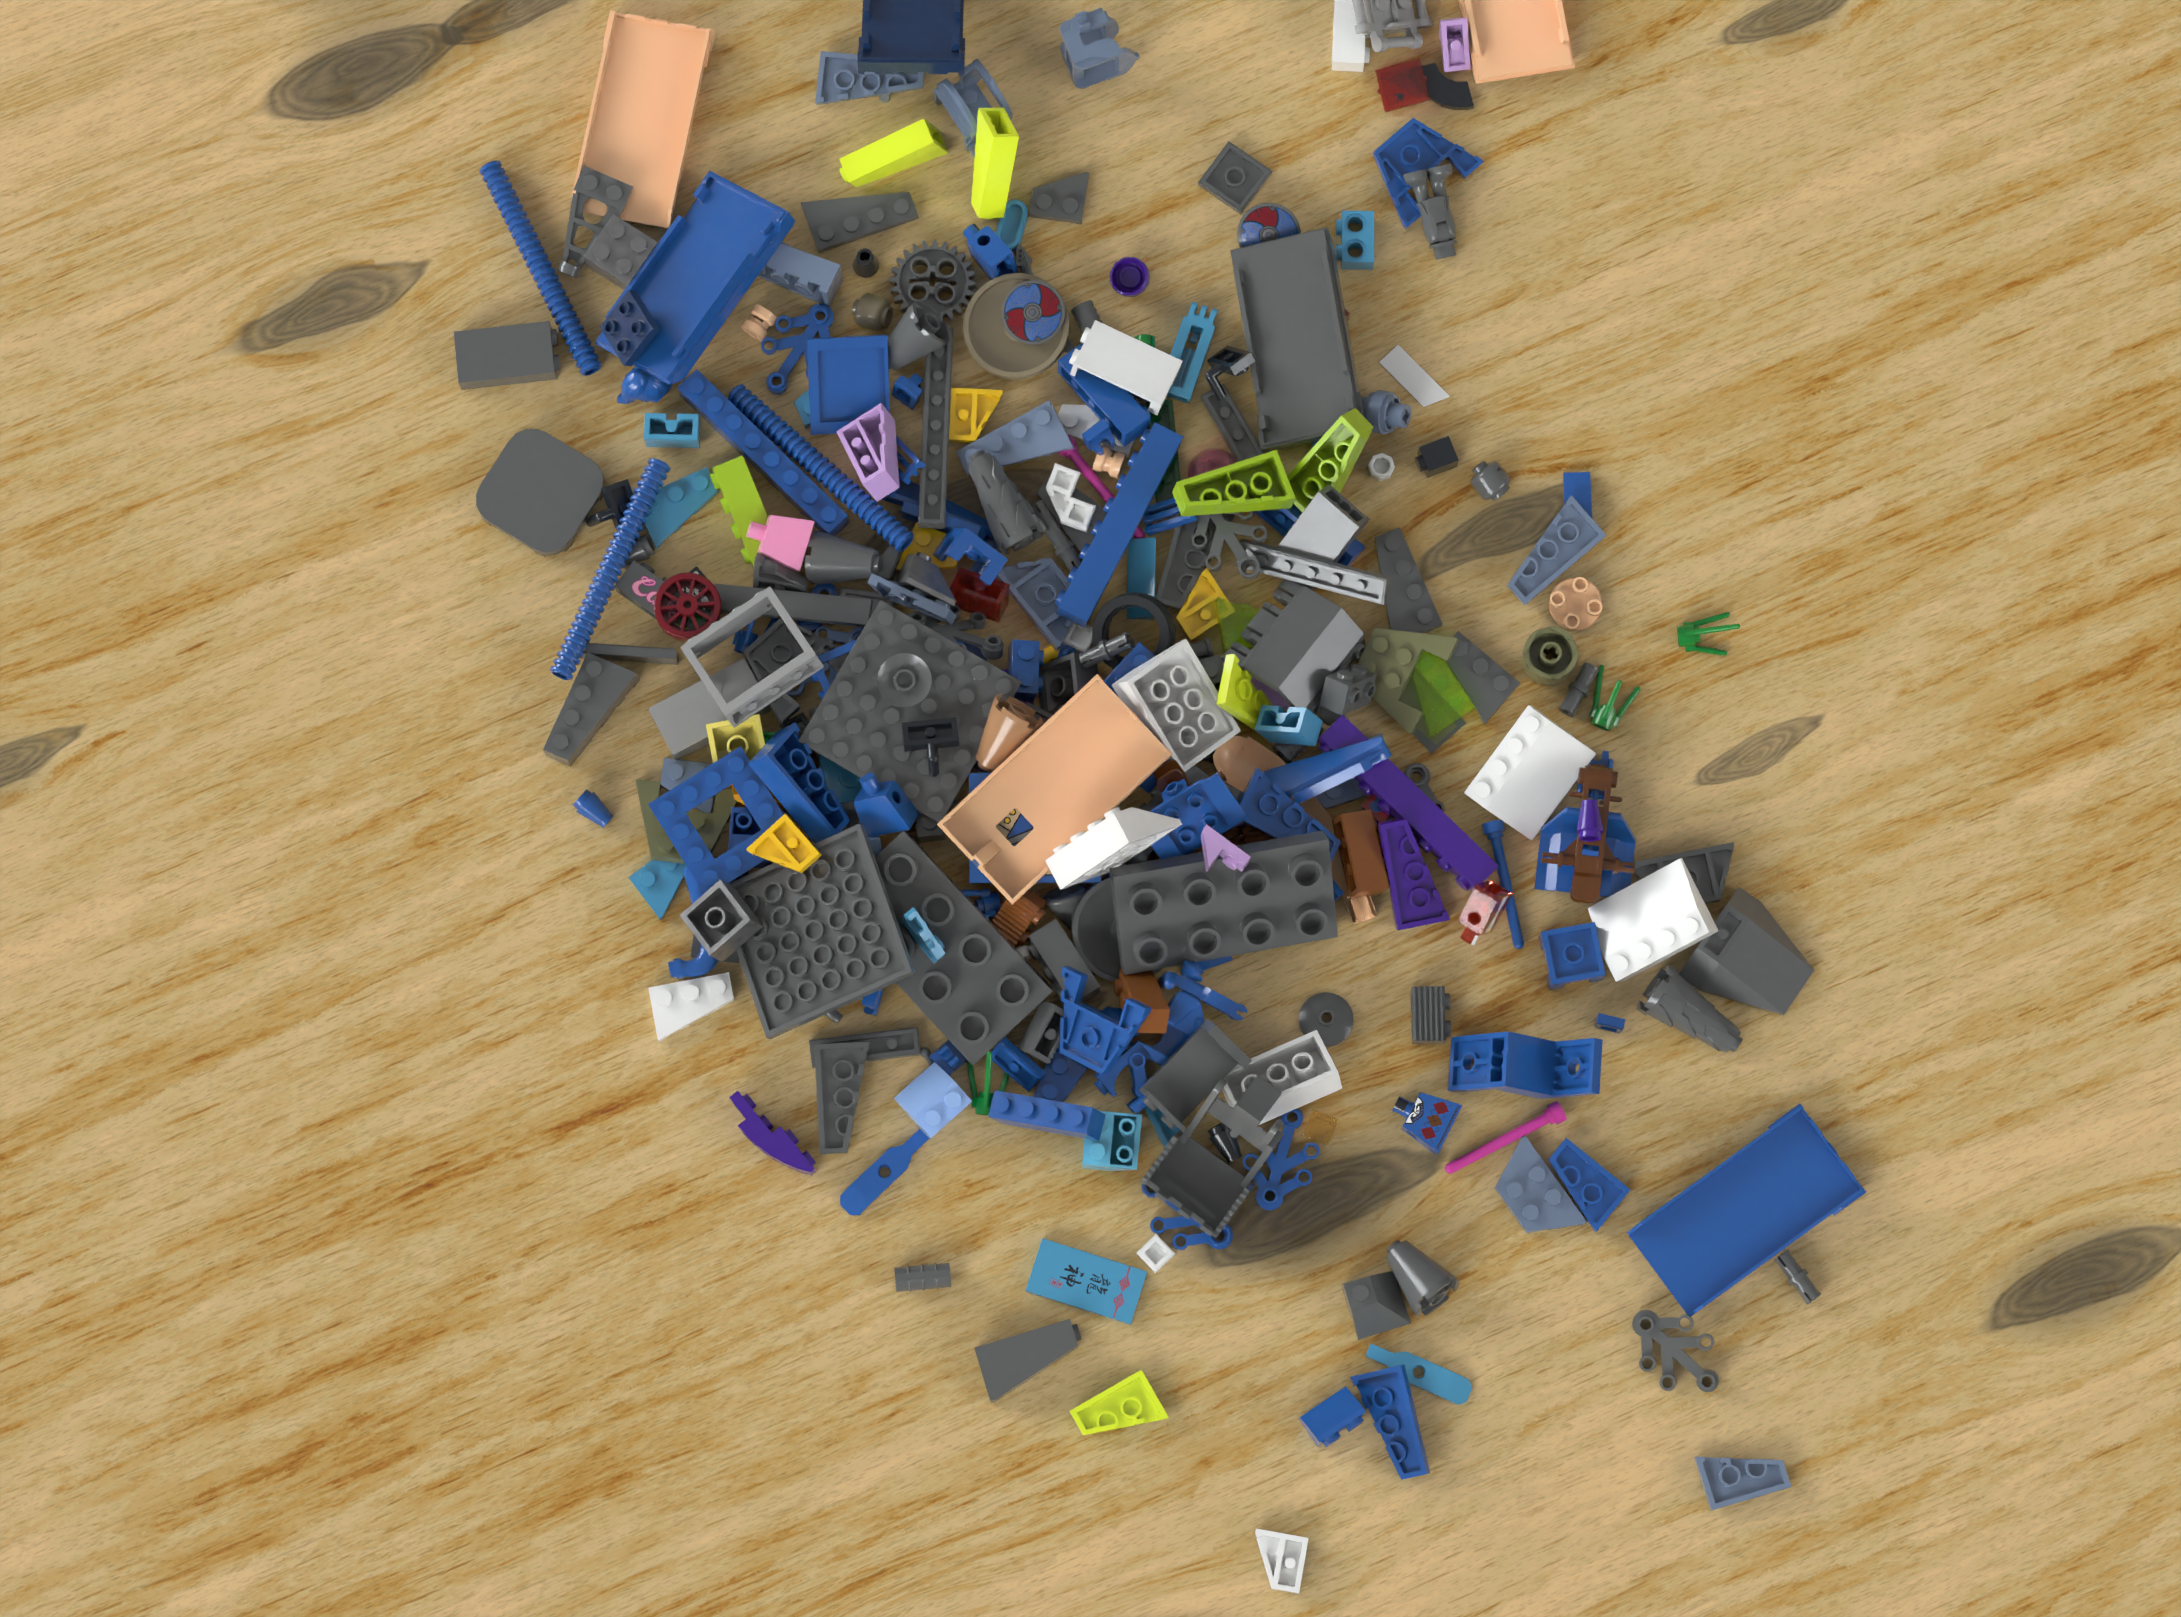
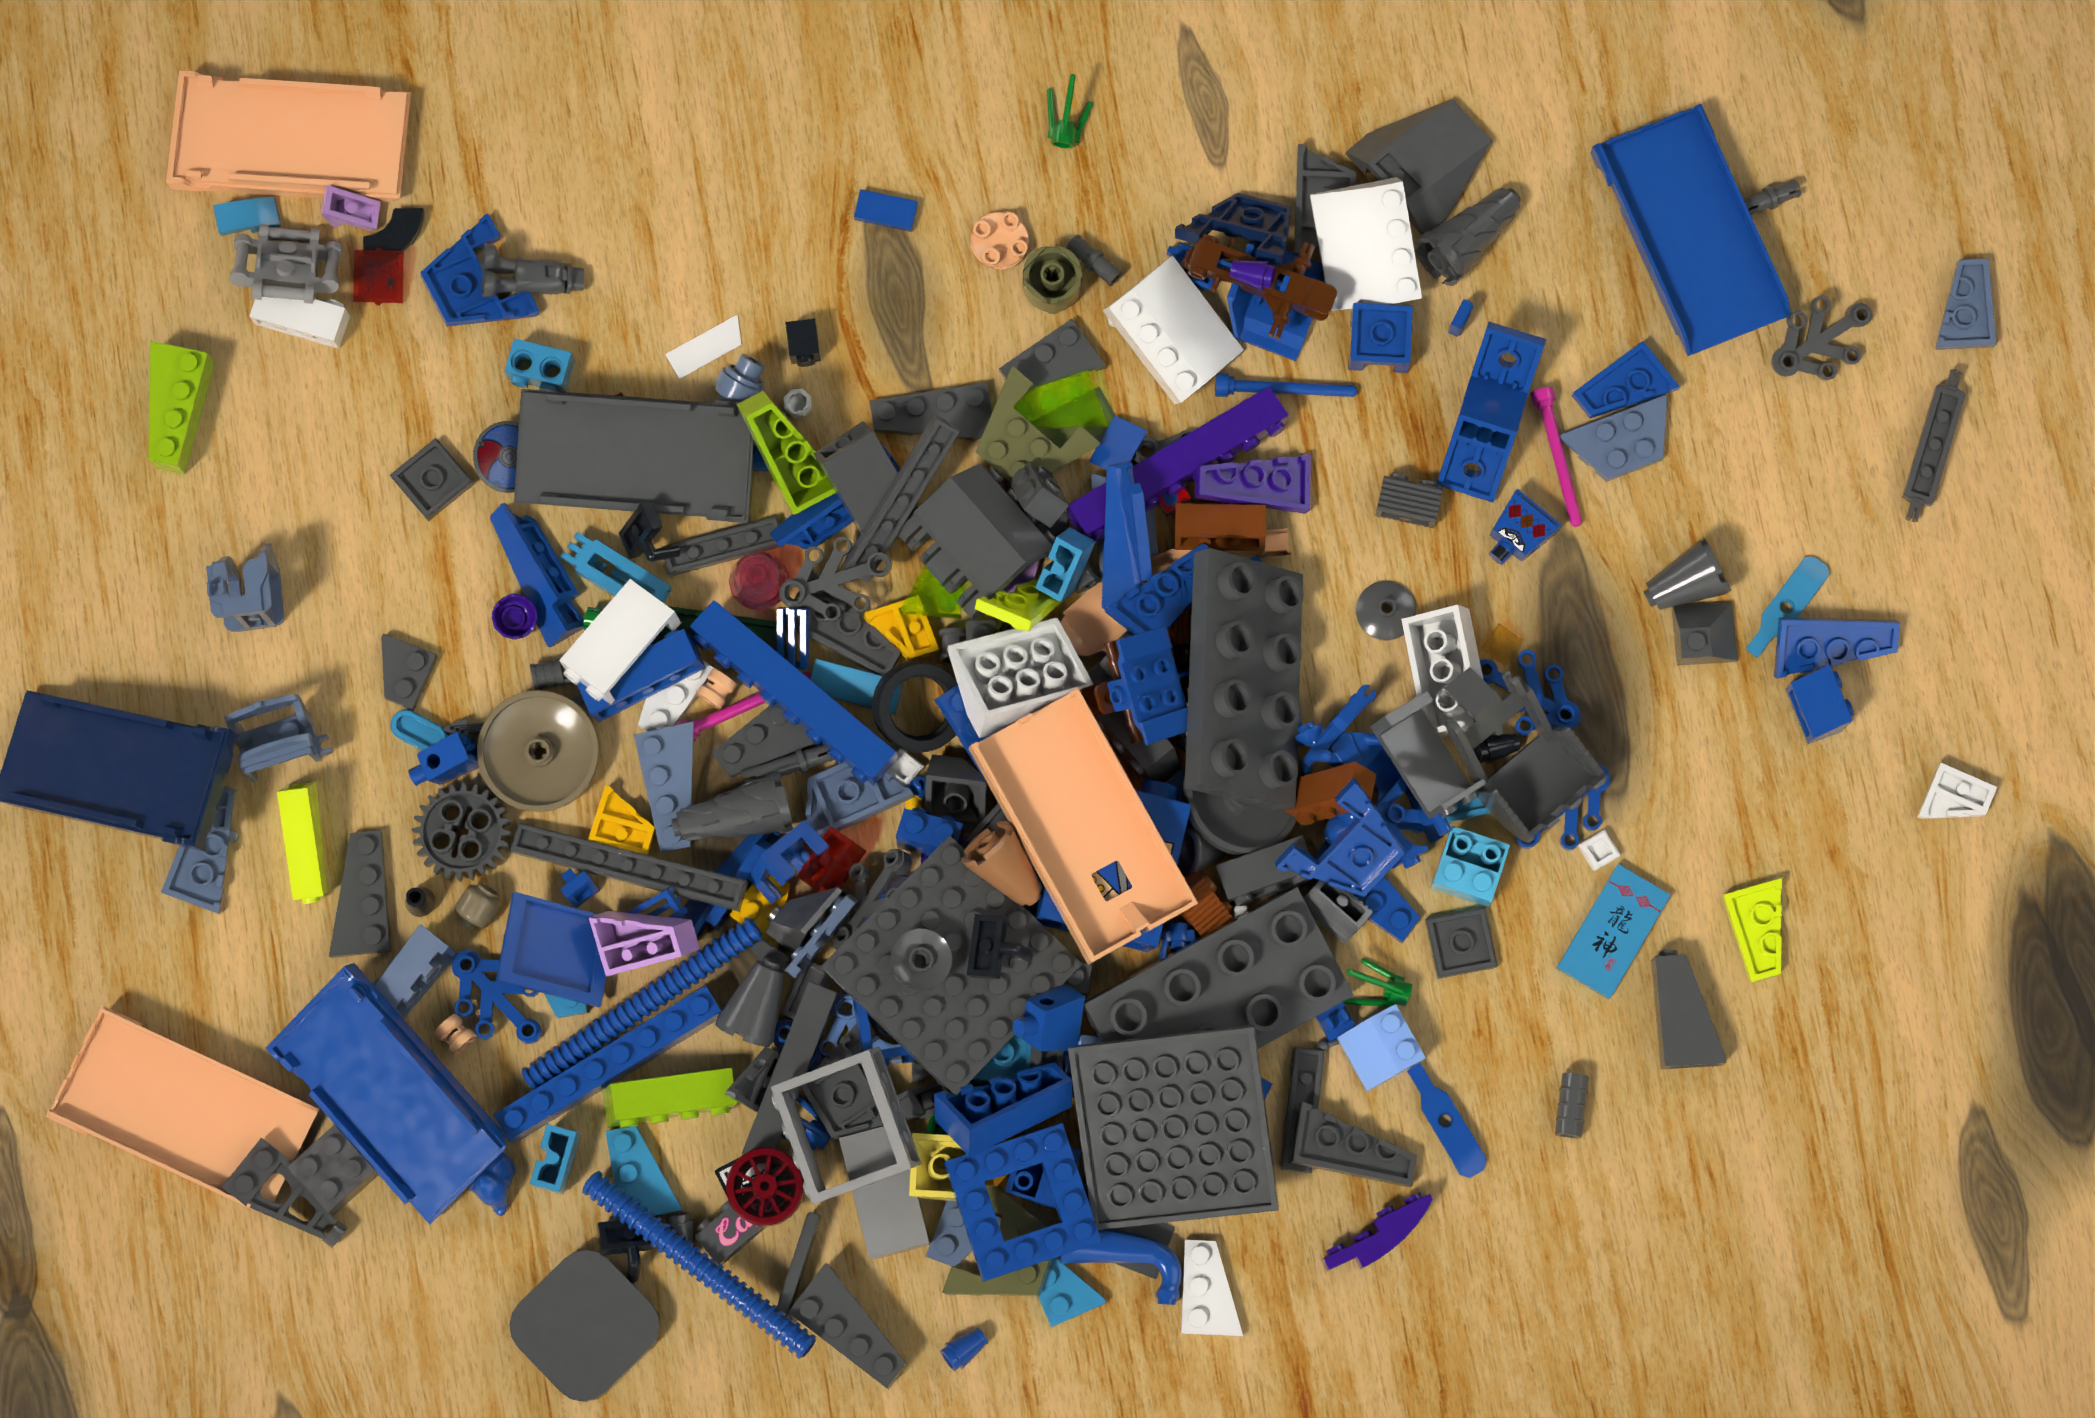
camera: 75 degrees left, 0 degrees up
(506, 355) = (416, 1327): dark grey brick -> none
(540, 268) = (323, 1266): blue piece -> none
(629, 328) = (428, 1176): dark blue plate -> none
(721, 920) = (1136, 1229): flat silver brick -> none
(782, 539) = (717, 1062): bright pink torso -> none
(785, 846) = (1071, 1136): yellow wing -> none
(916, 335) = (520, 860): dark grey cone -> none
(922, 935) = (1207, 1010): dark azure wing -> none
(993, 162) = (347, 727): neon yellow slope -> none
(1017, 1064) = (1363, 947): blue plate -> none
(1033, 312) = (530, 727): shield -> none
(1042, 1154) = (1461, 943): none -> dark grey tile
(1047, 1115) = (1431, 926): blue brick -> none
(1069, 509) = (760, 744): white tile -> none
(1096, 435) = (686, 691): blue tile -> none
(1106, 650) = (934, 737): dark grey pin -> none
(1108, 844) = (1168, 779): white slope -> none
(1173, 288) = (539, 574): none -> blue wedge
(1217, 845) = (1193, 665): lavender slope -> none
(1239, 487) = (790, 549): lime wedge -> none
(1414, 750) = (1118, 443): none -> blue sticker
(1483, 910) = (1306, 408): clear red torso -> none
(1490, 480) = (843, 293): dark grey head -> none
(1560, 547) = (936, 241): sand blue wing -> none
(1602, 1473) = (1933, 445): none -> dark grey plate
(1605, 715) = (1130, 239): green plant -> none
(1649, 811) = (1248, 218): none -> dark blue wing

